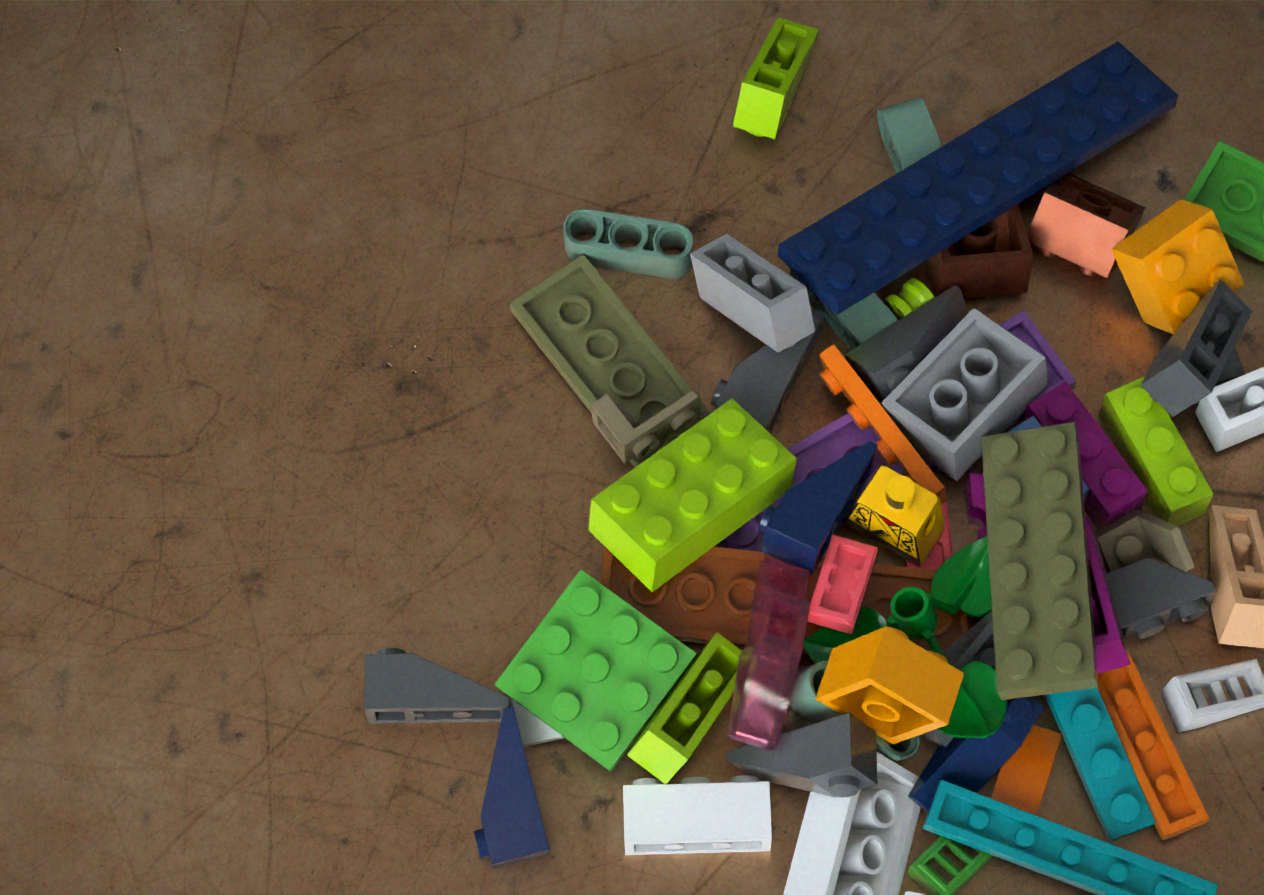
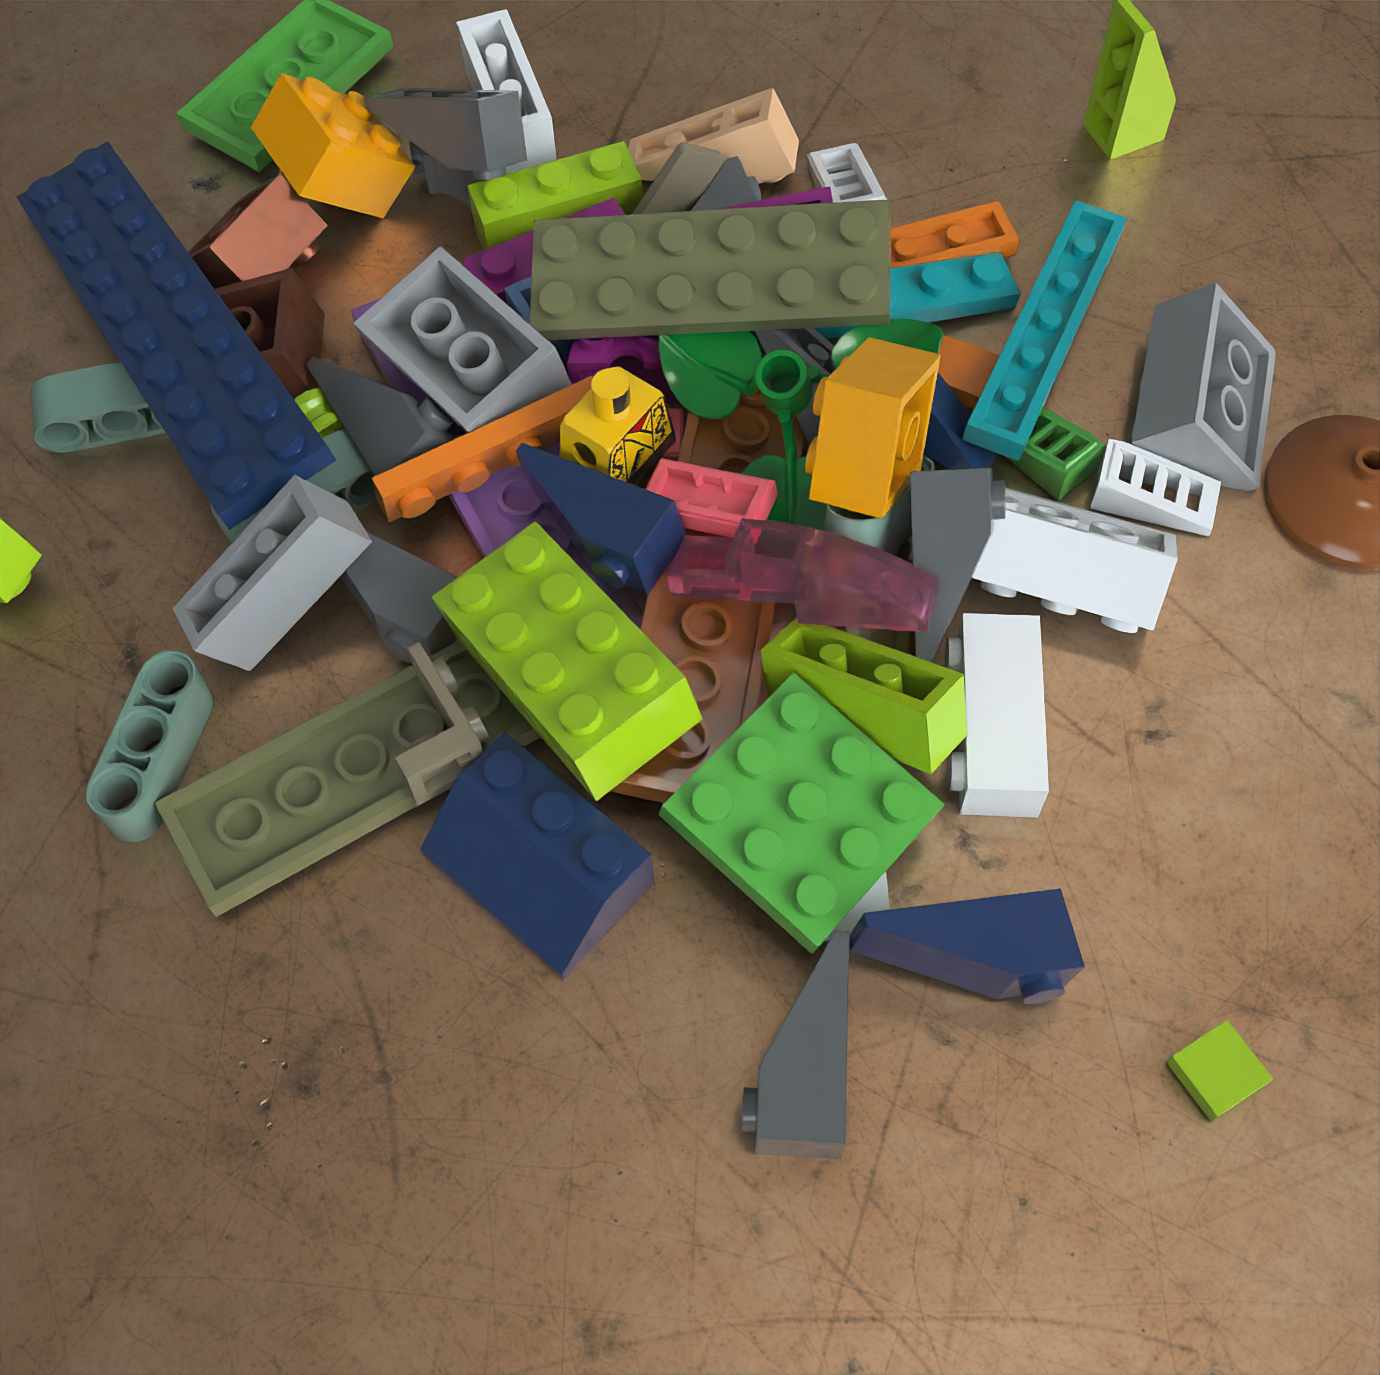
camera: 85 degrees left, 5 degrees down
(550, 514) = (537, 855): none -> dark blue slope

